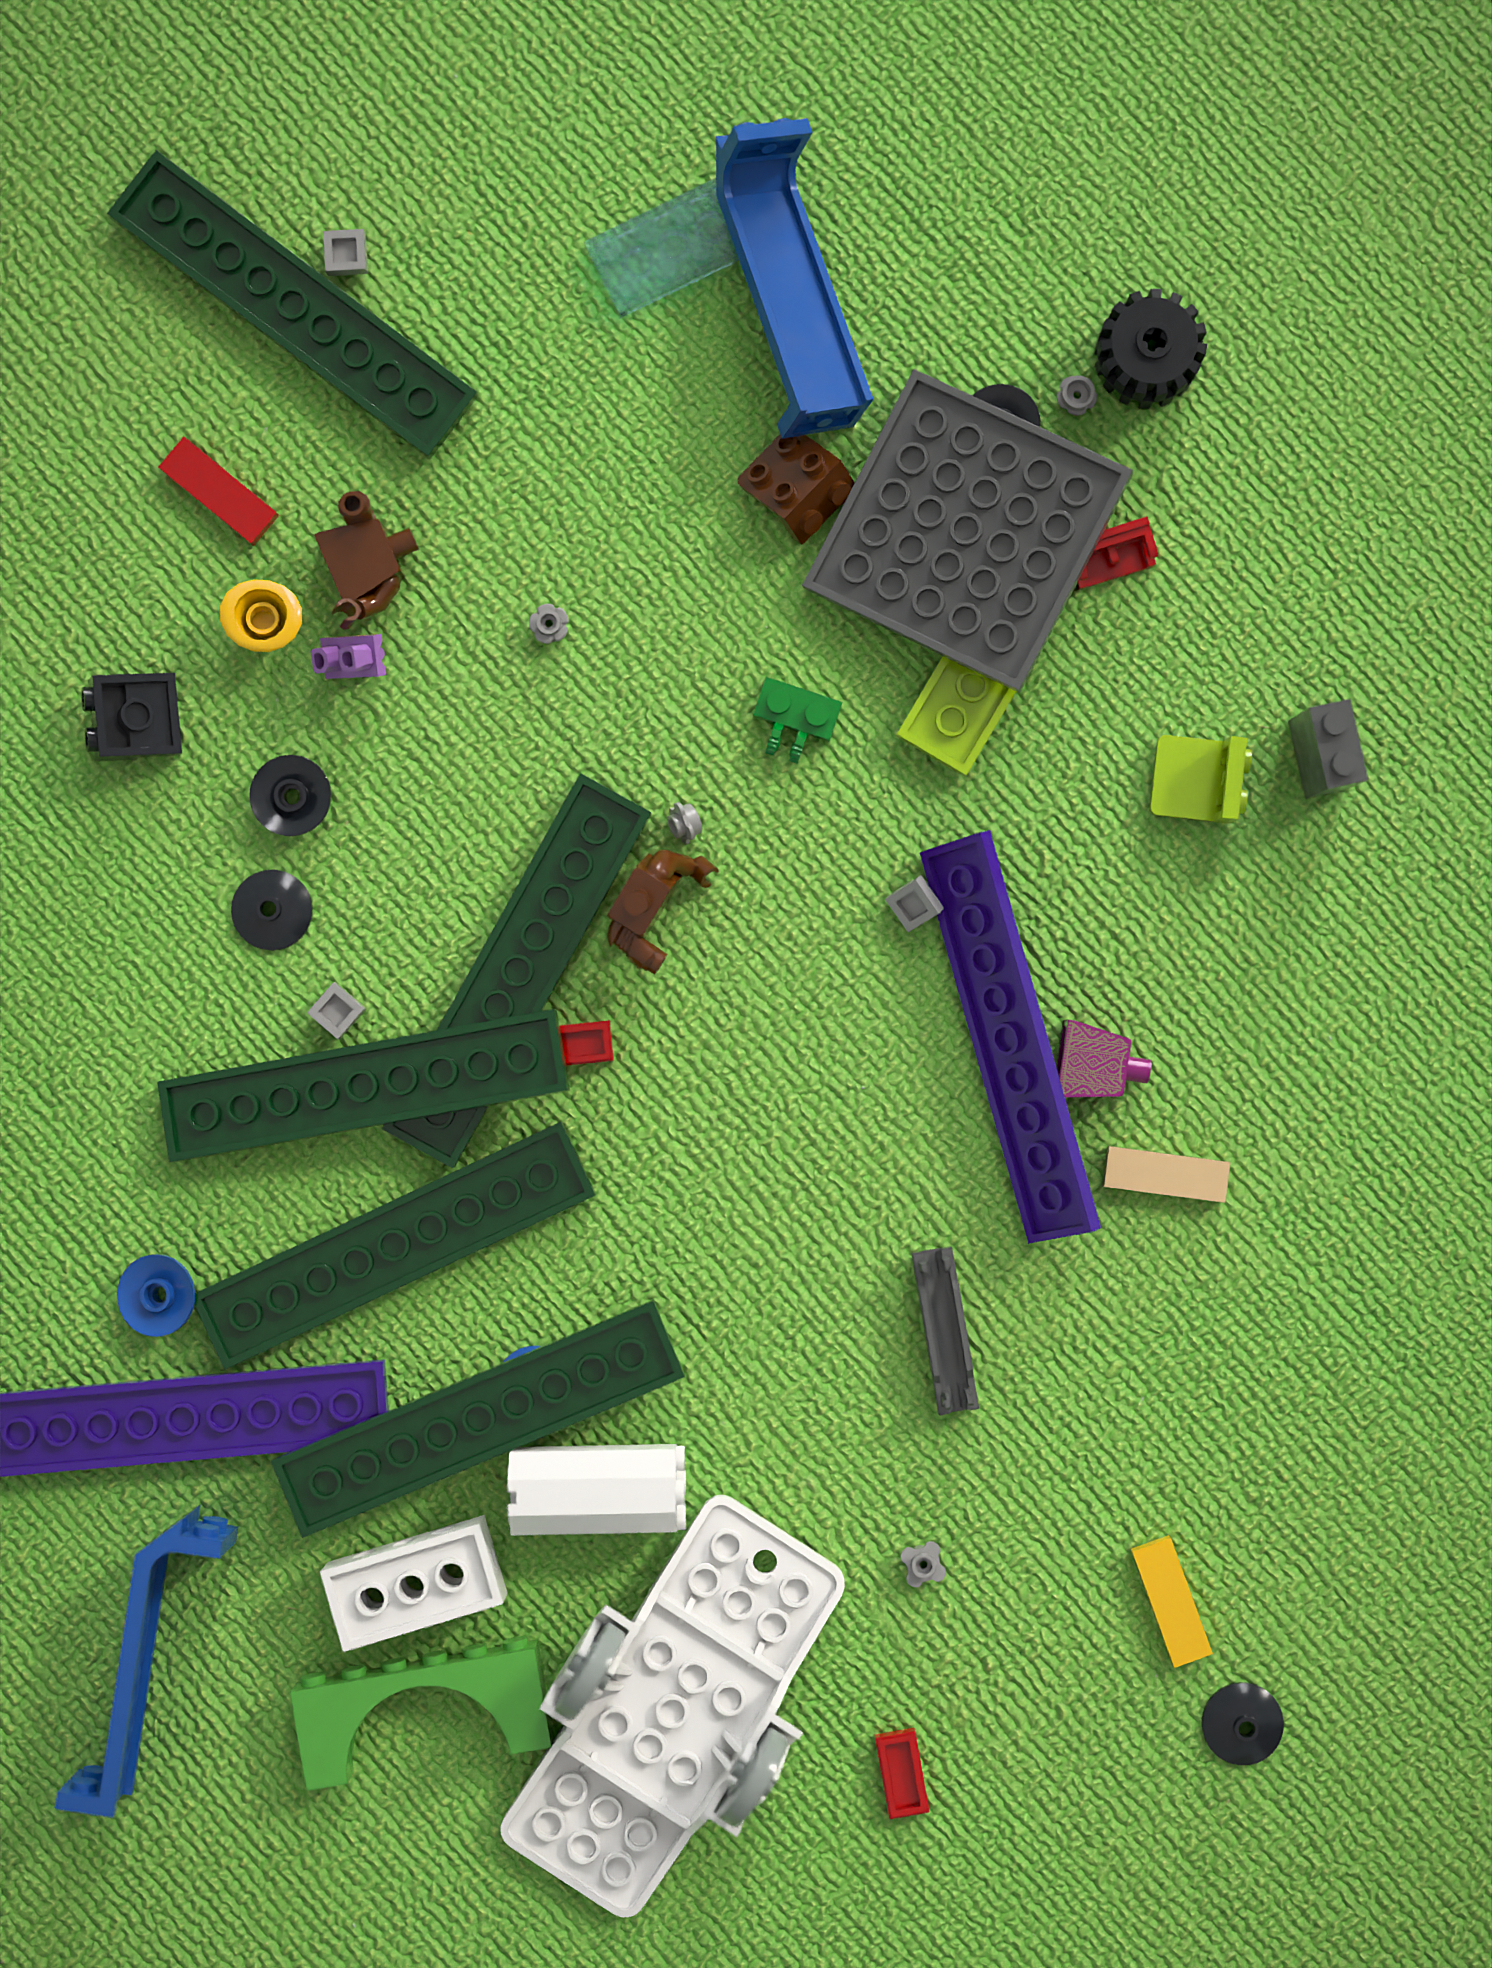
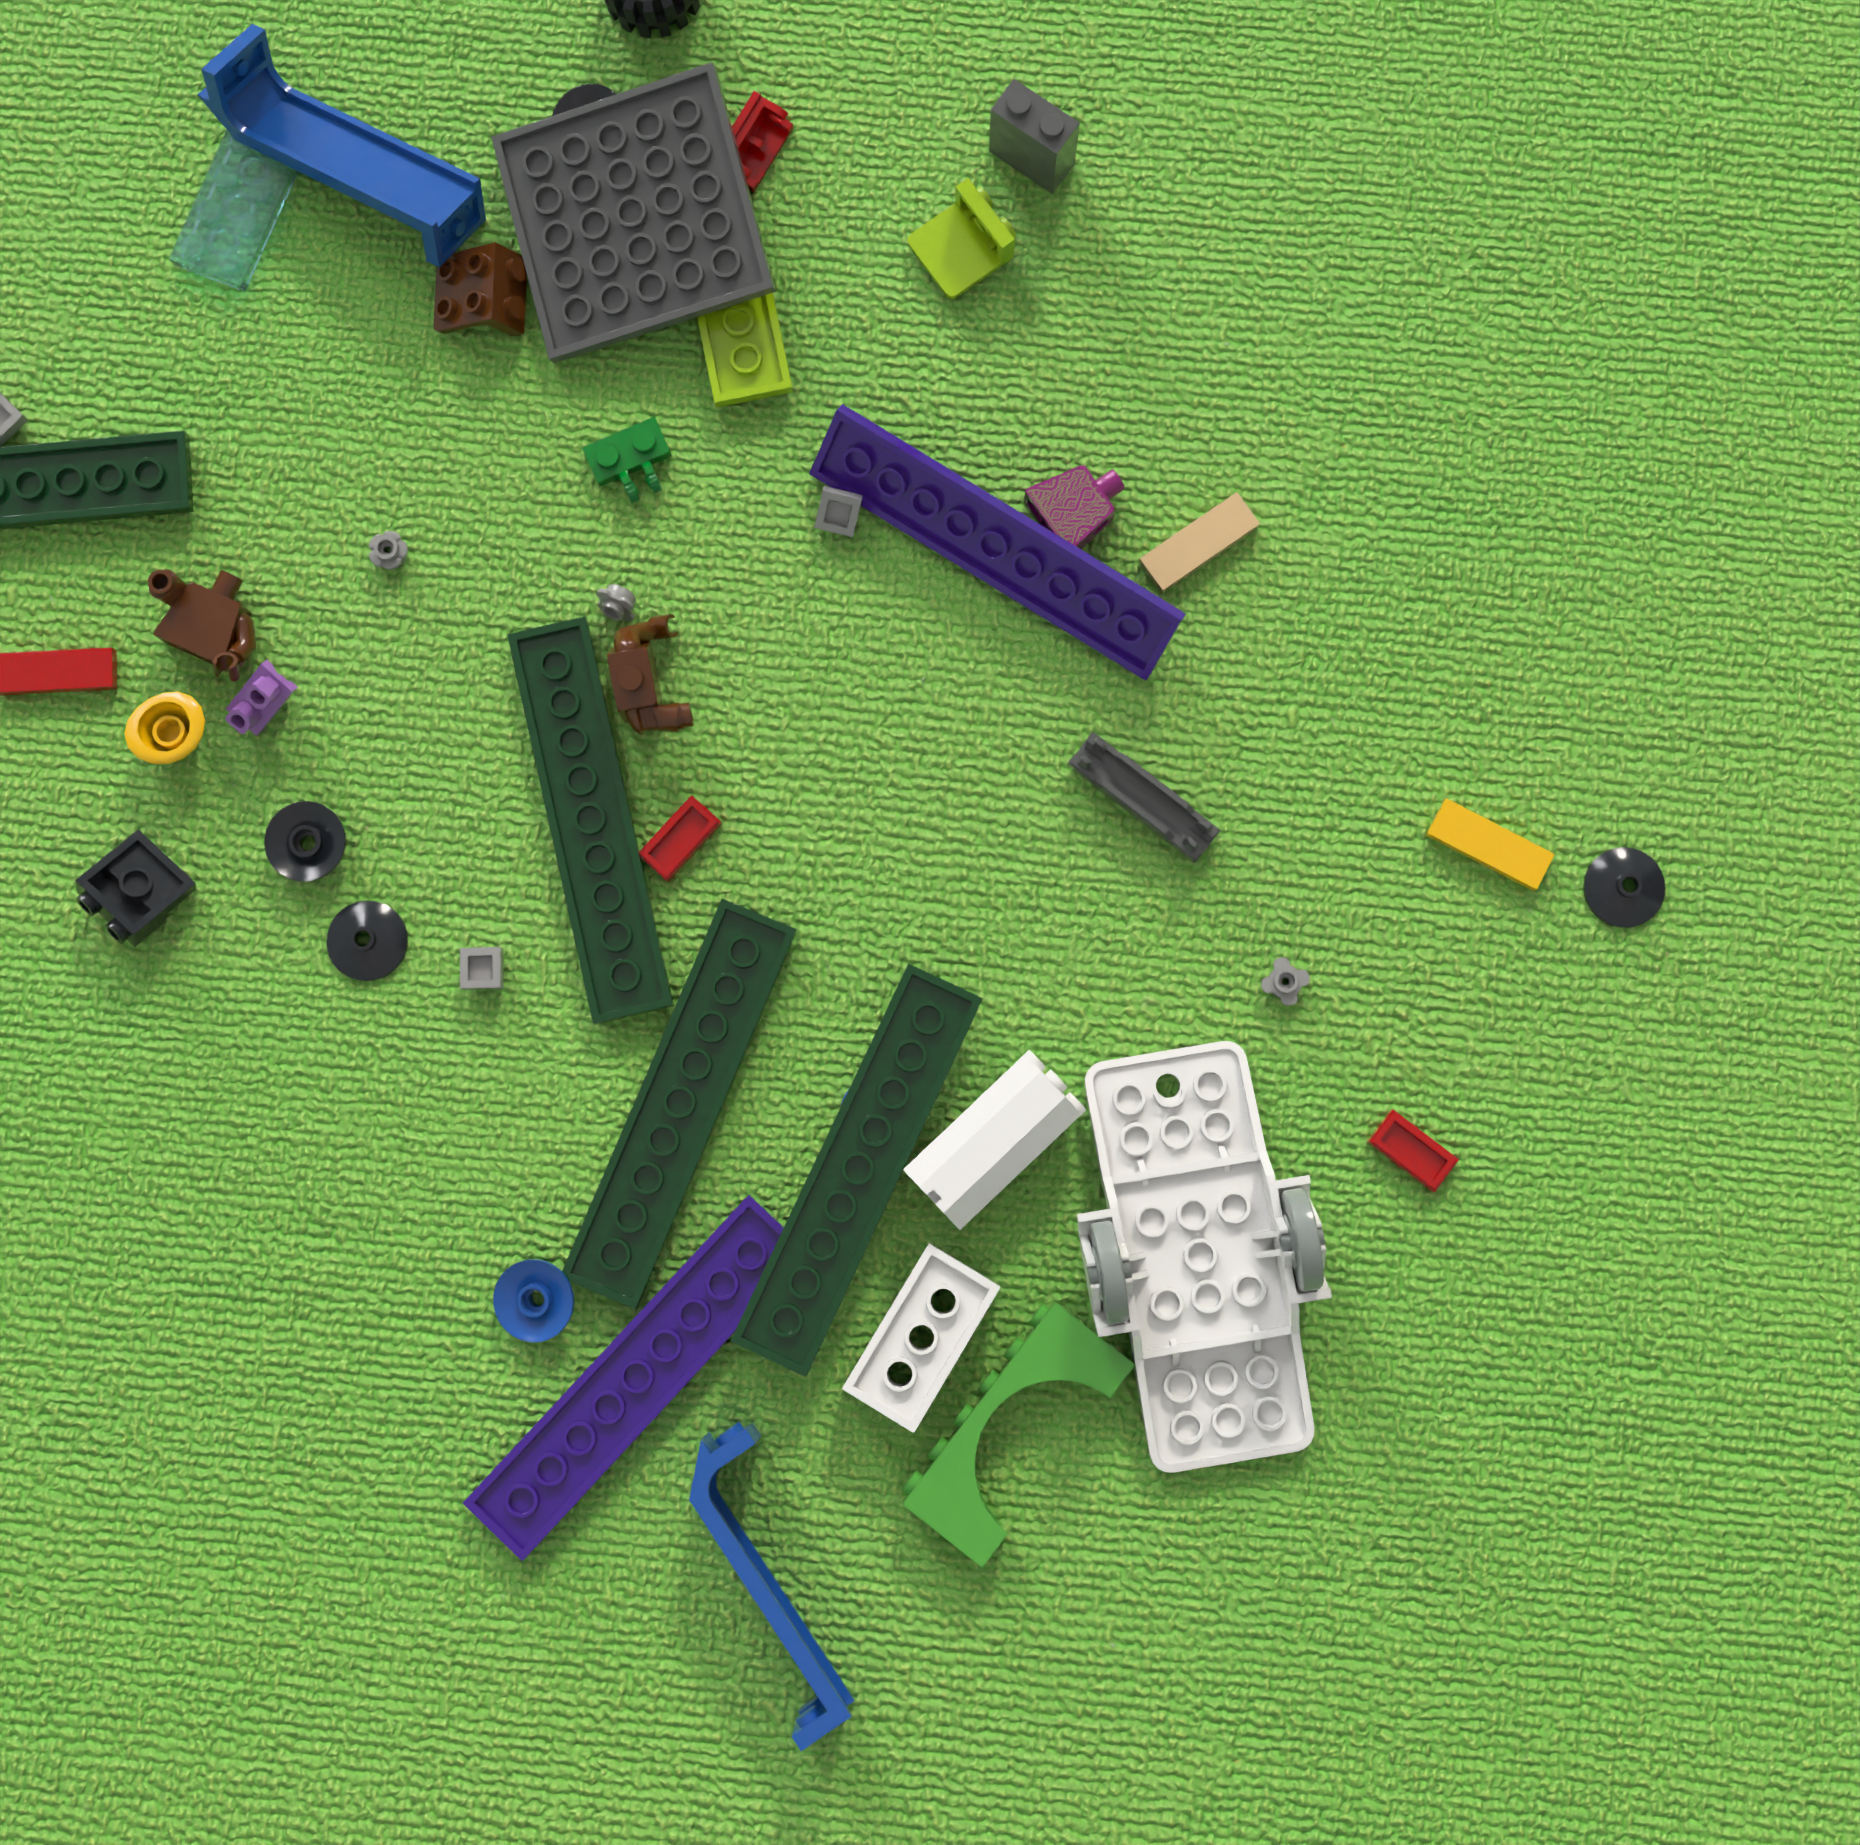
camera: 35 degrees left, 5 degrees down
(363, 1086) = (549, 1003): dark green plate -> none
(1076, 384) = (626, 46): light grey plate -> none

